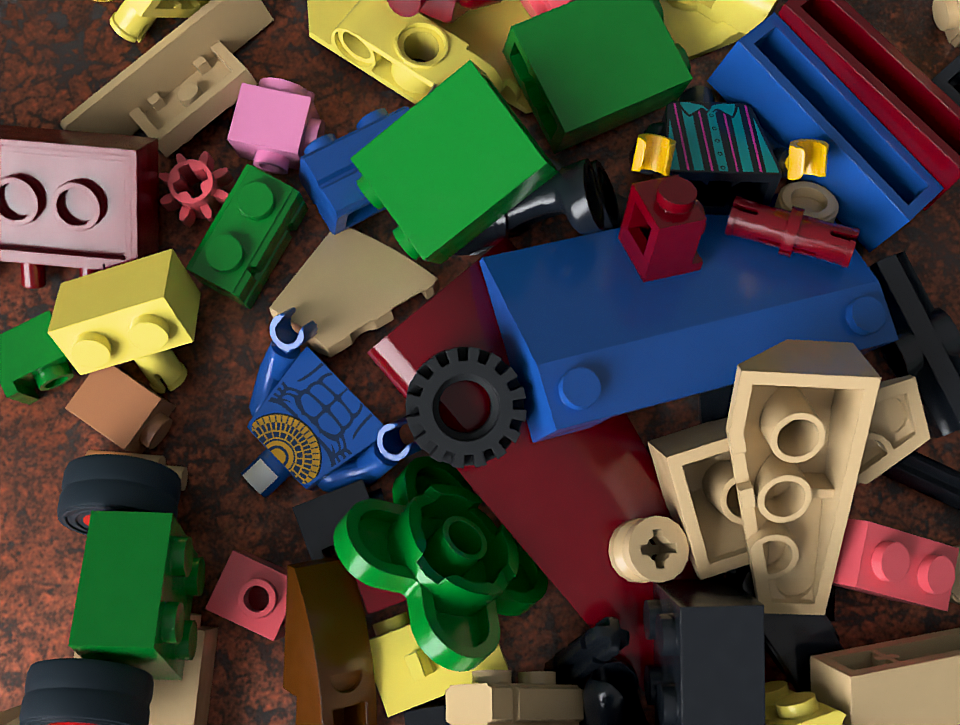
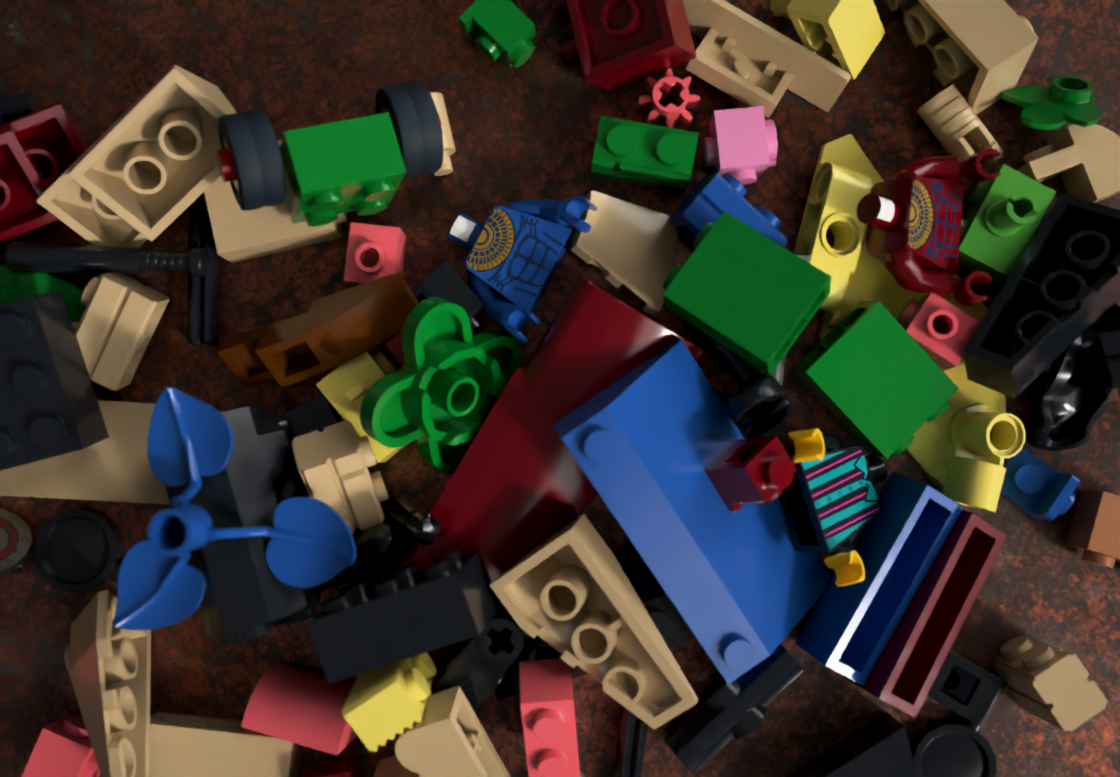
camera: 65 degrees right, 5 degrees up
(122, 409) = (480, 106): nougat brick -> none
(129, 315) = (551, 86): light yellow brick -> none
(465, 447) = (527, 363): black tyre -> none
(632, 551) = (497, 526): tan wheel -> none
(792, 231) = (786, 574): dark red pin -> none
(796, 458) = (601, 626): tan wedge -> none
(810, 196) = (810, 581): tan tile -> none

